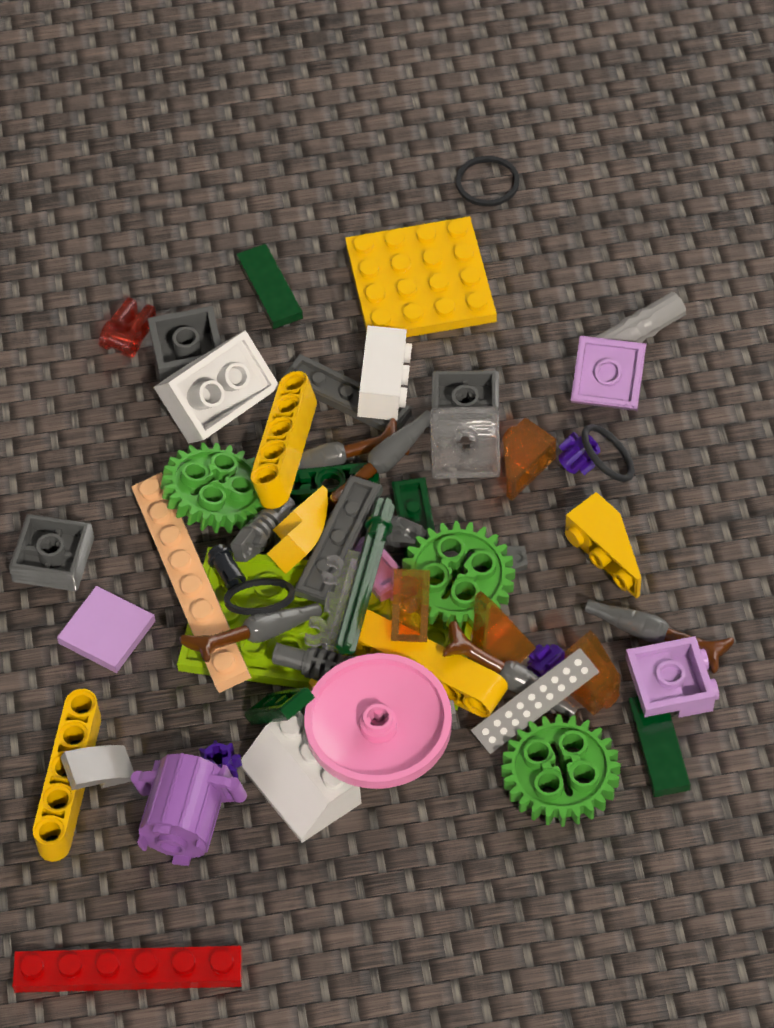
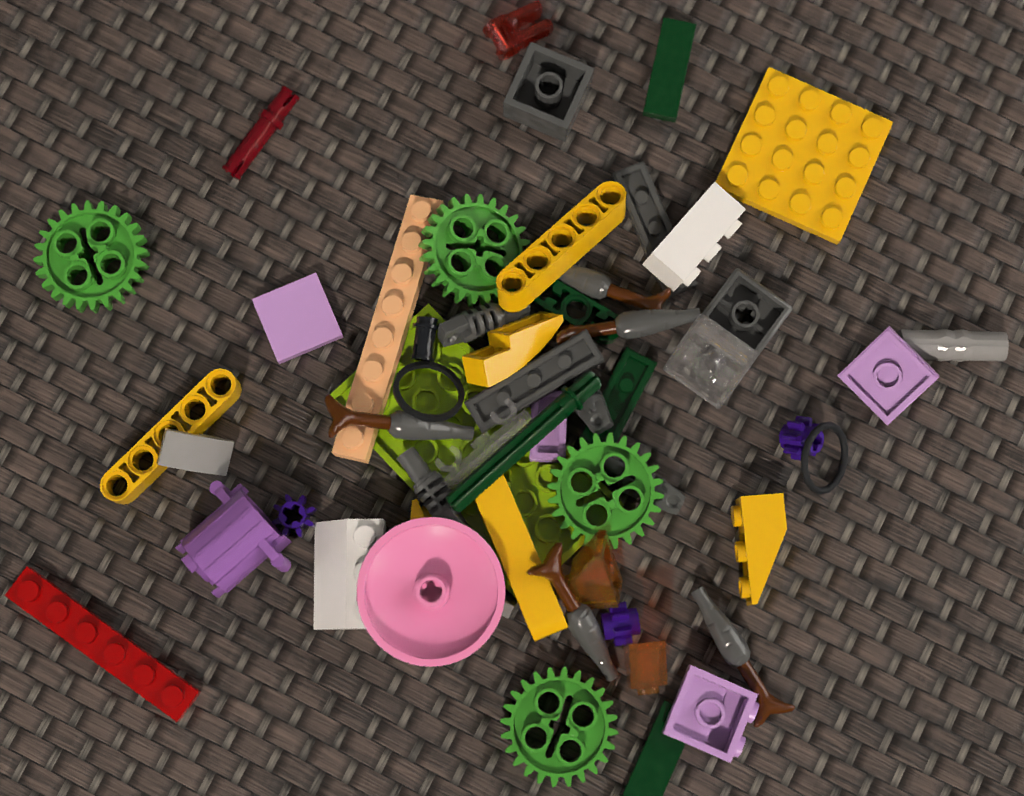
camera: 30 degrees right, 25 degrees up
(34, 556) = (301, 194): dark grey brick -> none
(216, 387) = (541, 154): white slope -> none
(279, 706) = (368, 511): dark green tile -> none
(409, 604) = (536, 500): clear orange slope -> none
(494, 202) = (939, 61): black piece -> none
(525, 455) = (755, 403): clear orange slope -> none
(535, 700) = (580, 657): light grey sticker -> none

